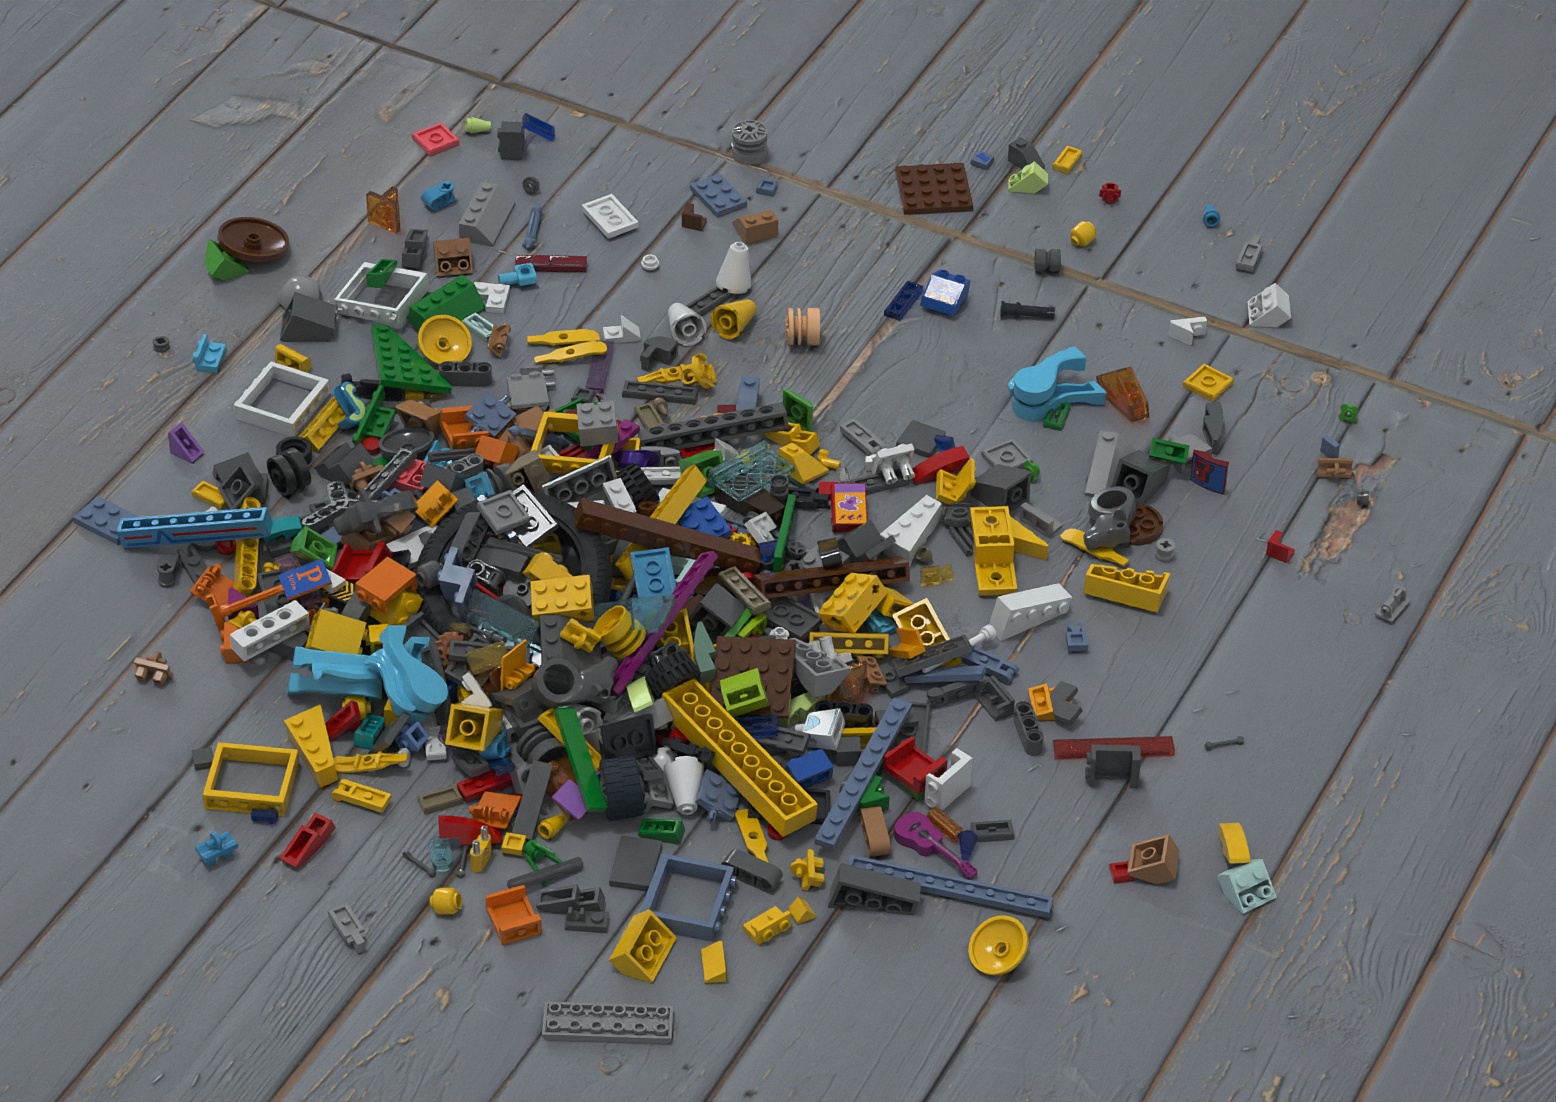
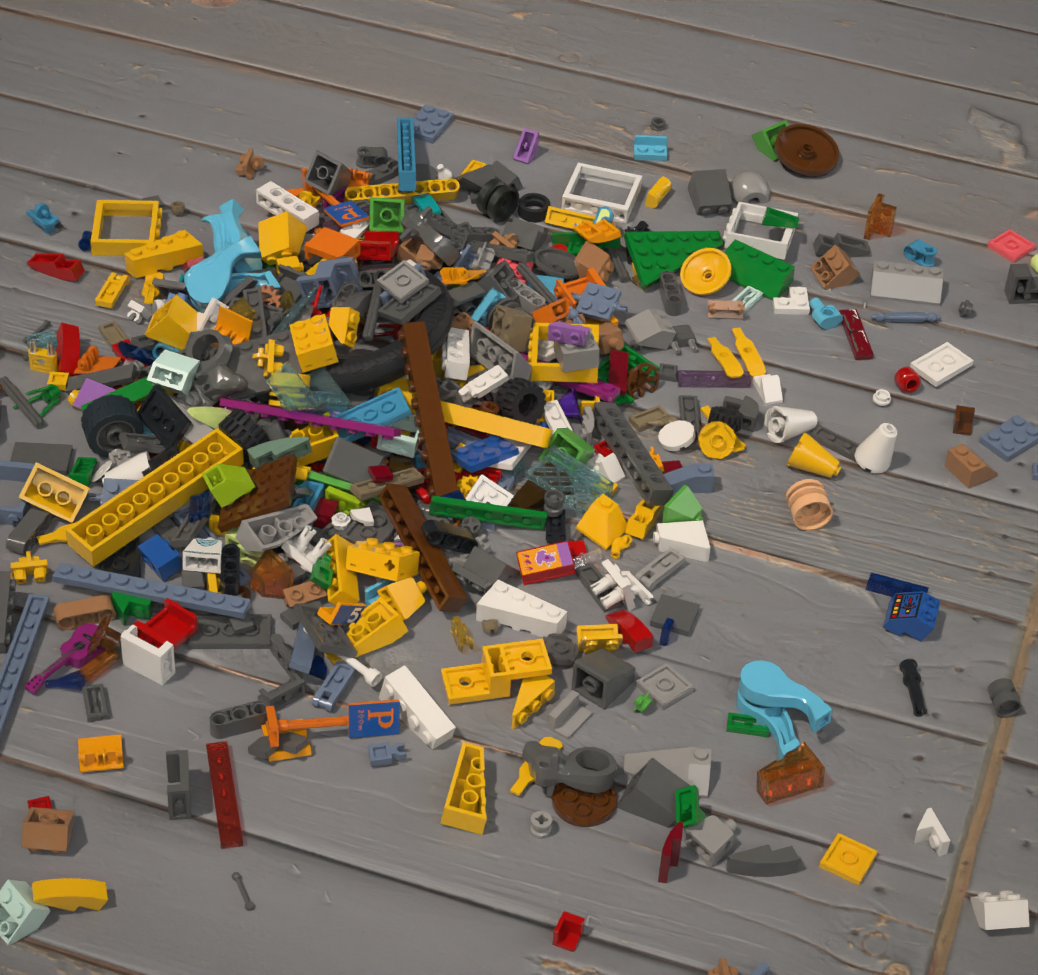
camera: 80 degrees right, 0 degrees up
(220, 734) = (177, 208): none -> dark tan hinge
(234, 585) = (327, 174): none -> dark grey slope
(379, 397) = (598, 232): none -> light orange slope
(397, 484) = (485, 259): none -> light grey hinge
(407, 773) = (138, 311): none -> white tile
(582, 712) = (173, 372): none -> light aqua slope
(594, 413) = (568, 333): none -> medium lavender bracket
(631, 240) = (907, 379): none -> red head
(670, 808) = (101, 471): none -> white piece
(677, 359) = (728, 416): none -> black tyre
(684, 400) = (676, 435): none -> white tile
(709, 840) = (54, 492): none -> yellow slope
(739, 588) = (380, 473): none -> dark red tile
(781, 615) = (363, 515): none -> white tile
(830, 414) = (685, 537): none -> white slope
(861, 649) = (321, 573): none -> green plate
(930, 803) = (107, 637): none -> reddish brown wheel
(1051, 696) = (363, 720): none -> piece
(1058, 827) = (100, 753): none -> light orange hinge

